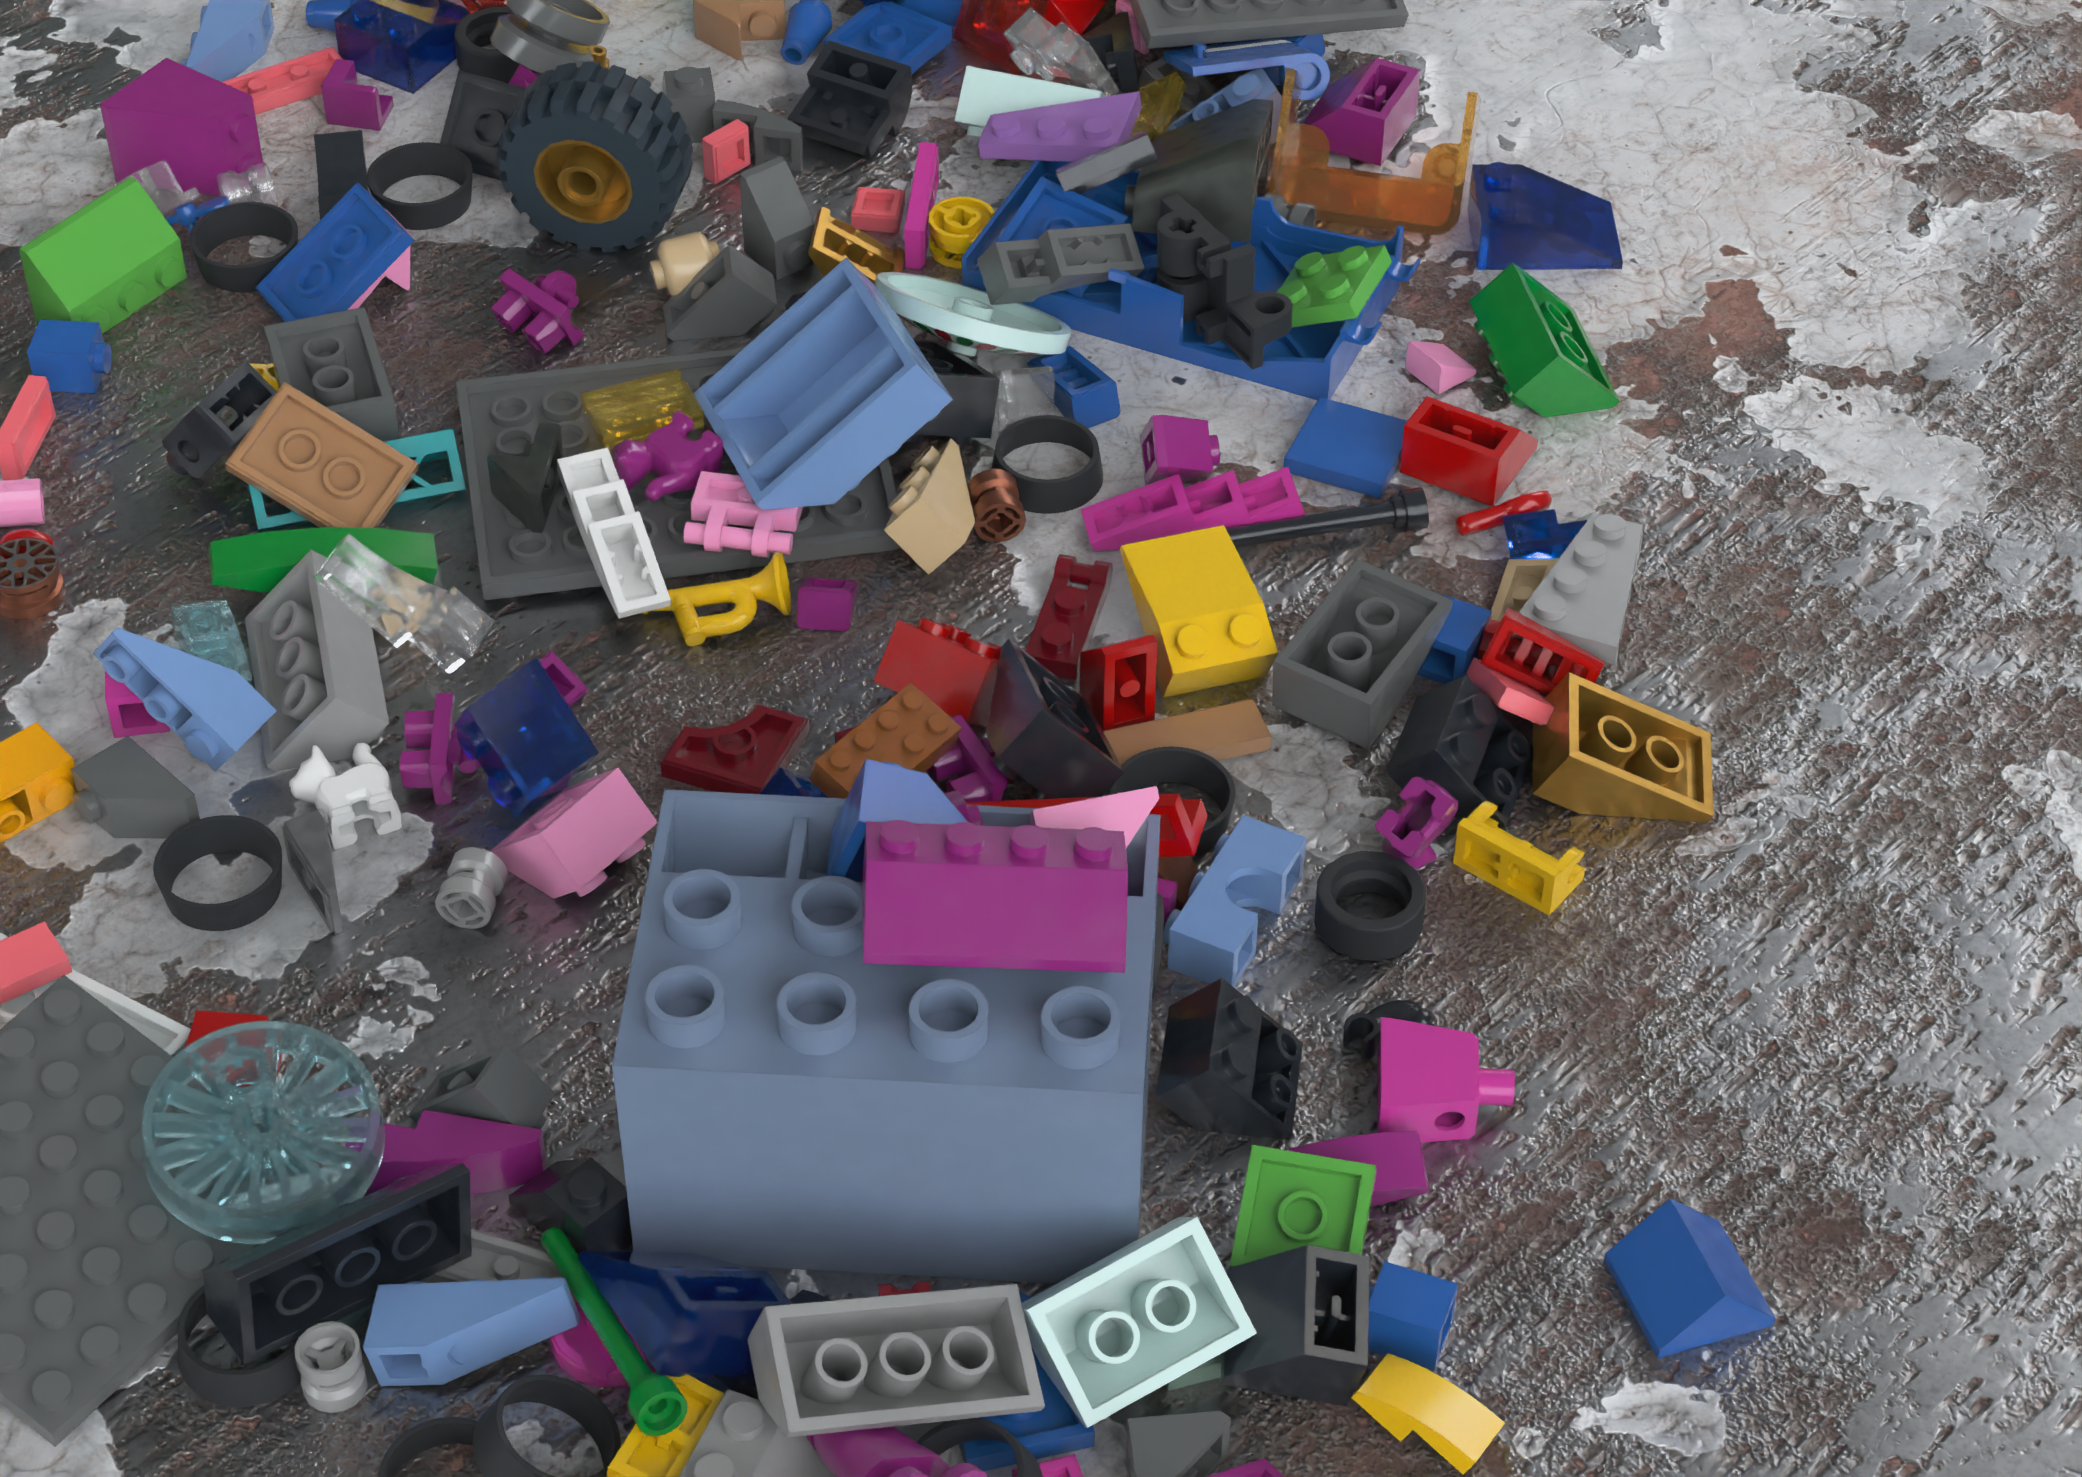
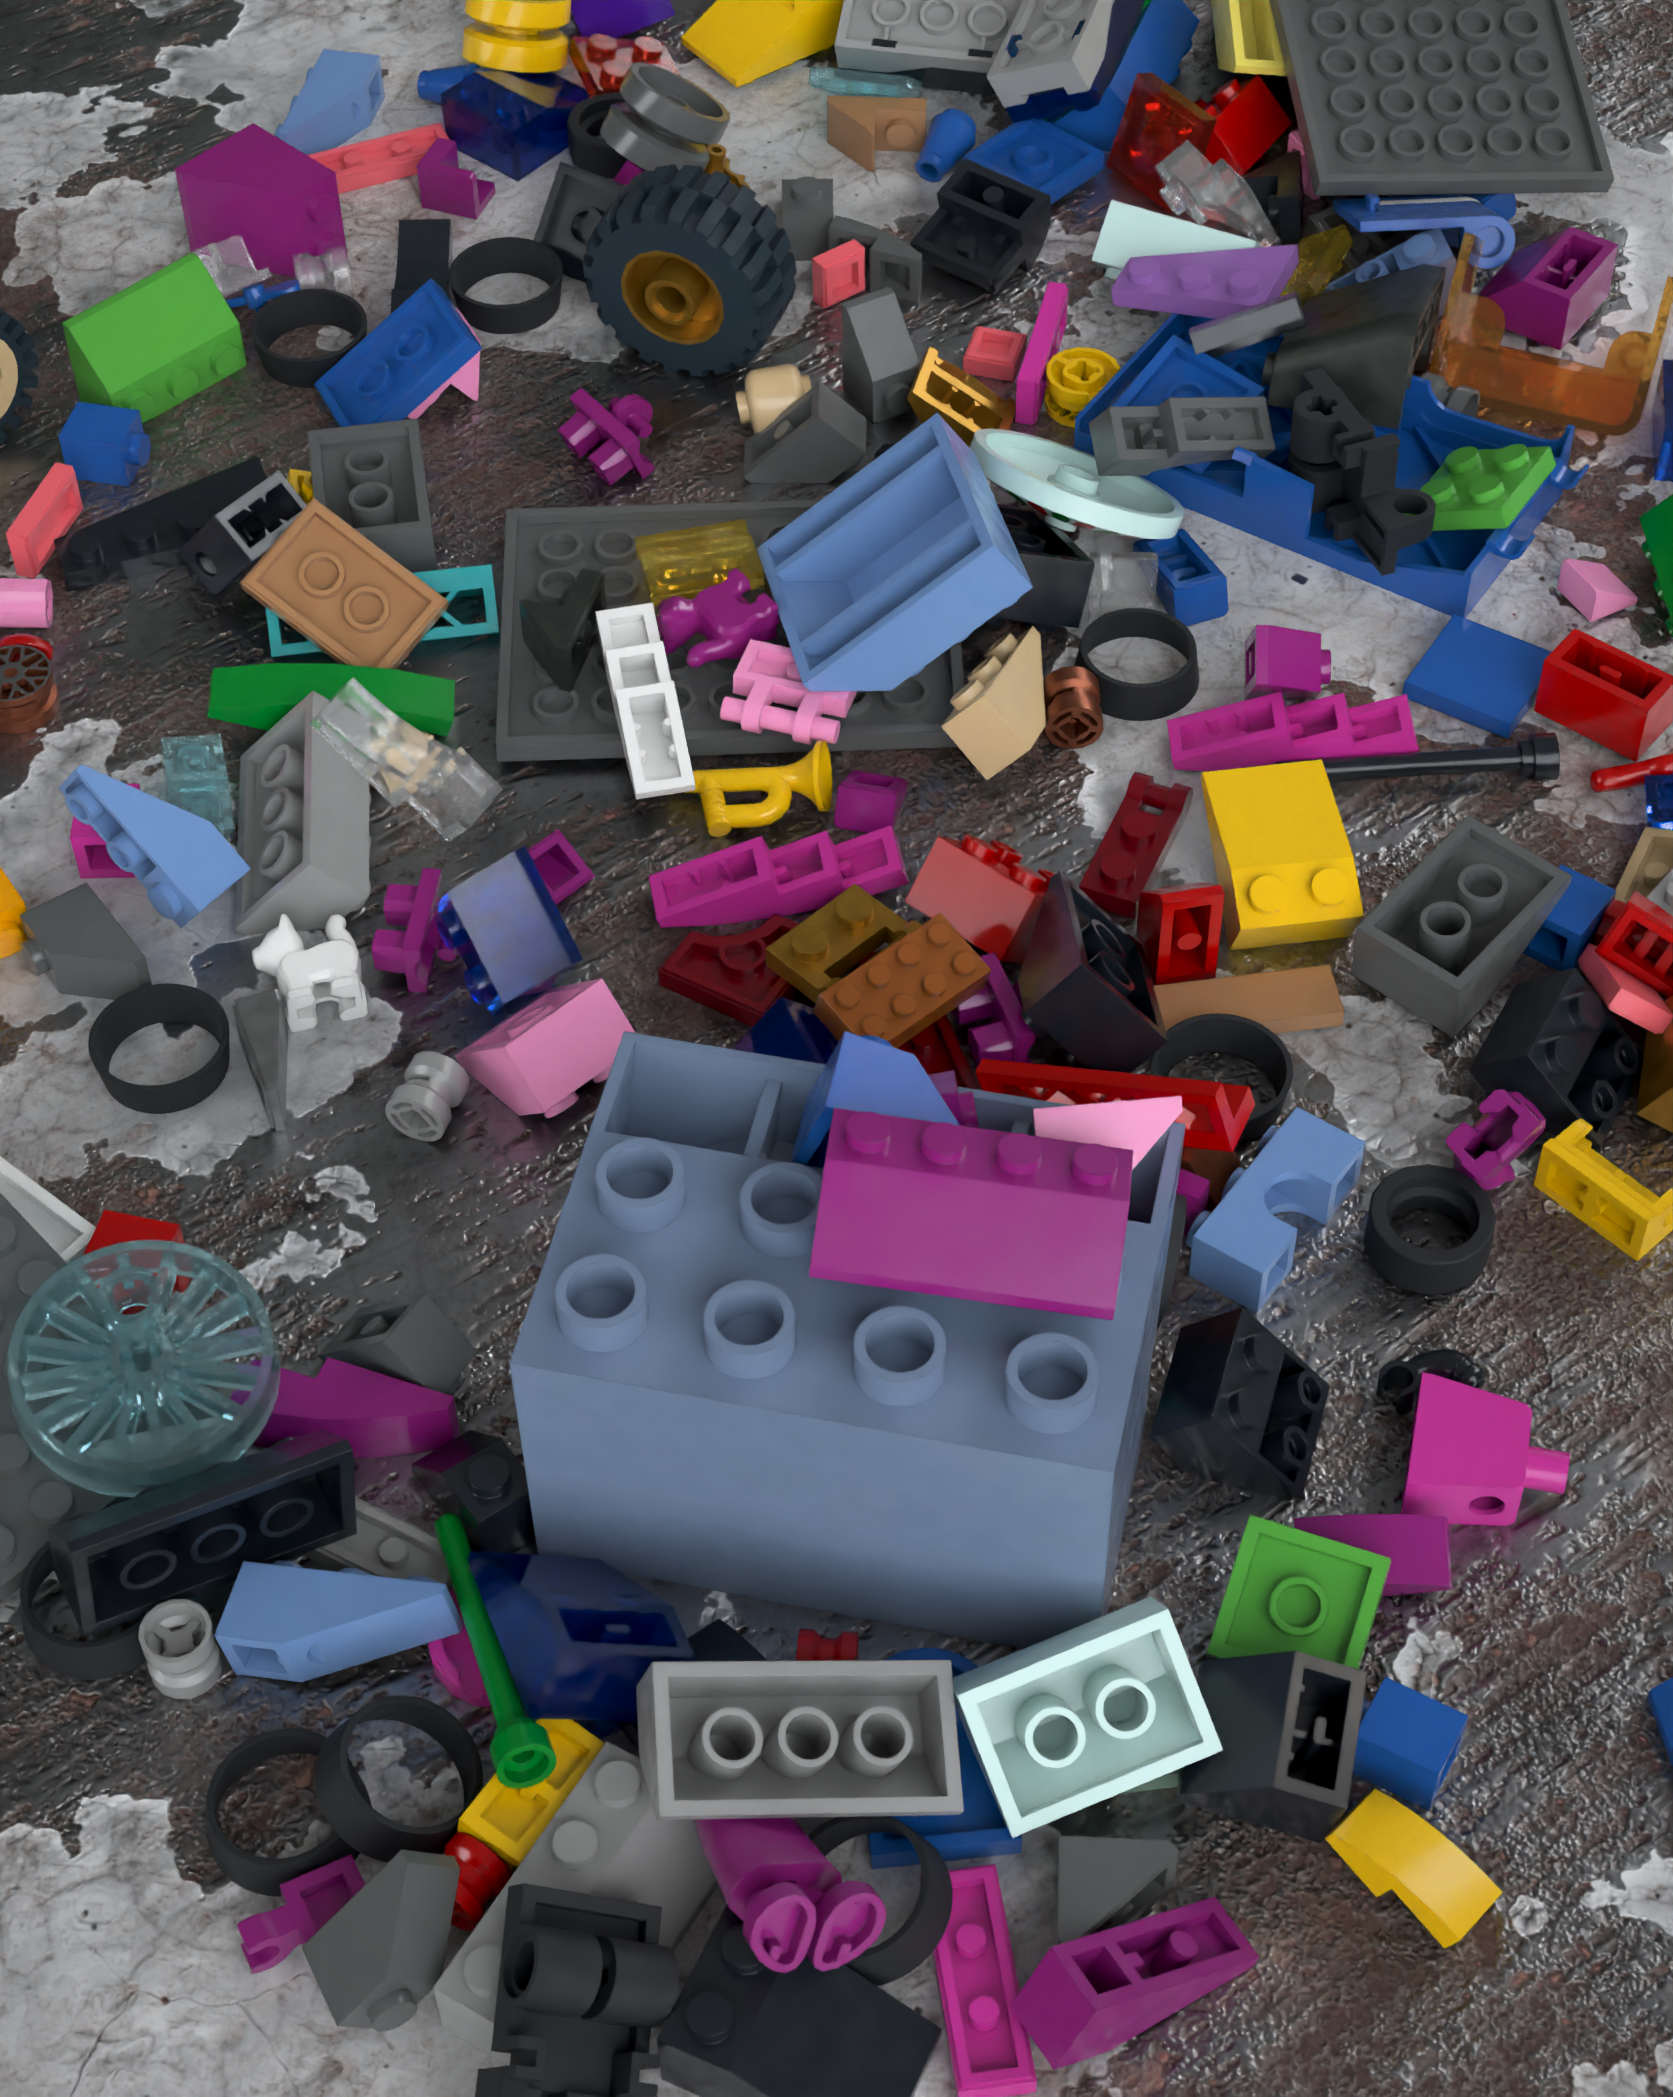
camera: 10 degrees right, 5 degrees up
(131, 429) = (153, 532): none -> black wing
(738, 680) = (758, 882): none -> dark pink slope
(816, 721) = (835, 941): none -> pearl gold plate

